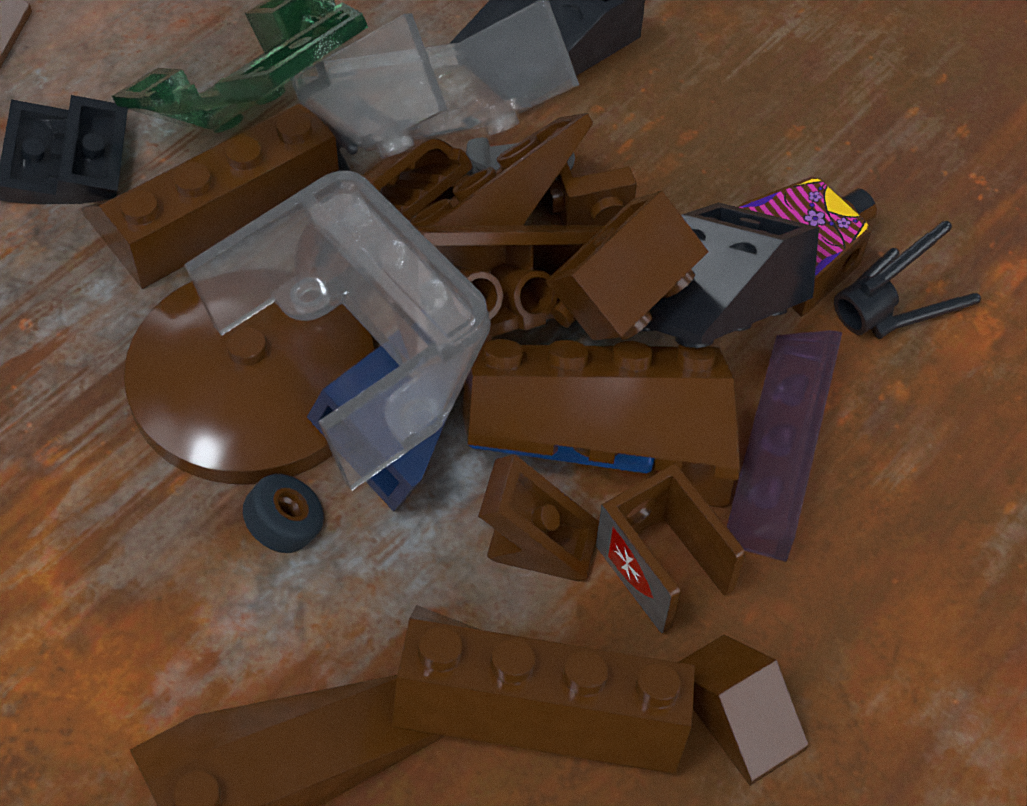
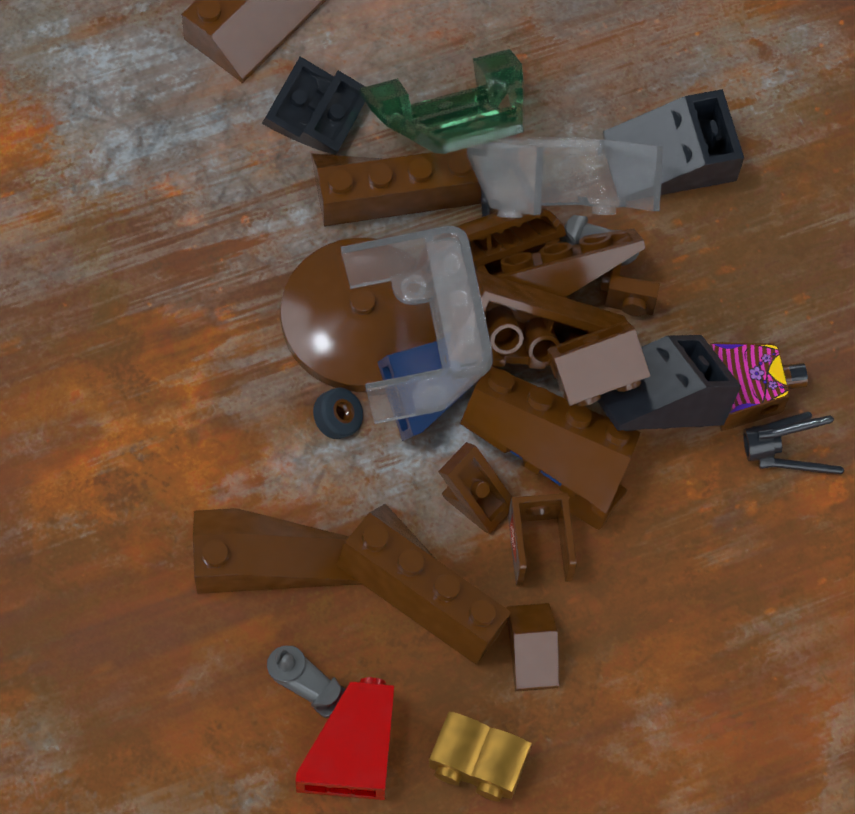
camera: 25 degrees right, 10 degrees up
(783, 443) = (654, 506): clear purple slope -> none

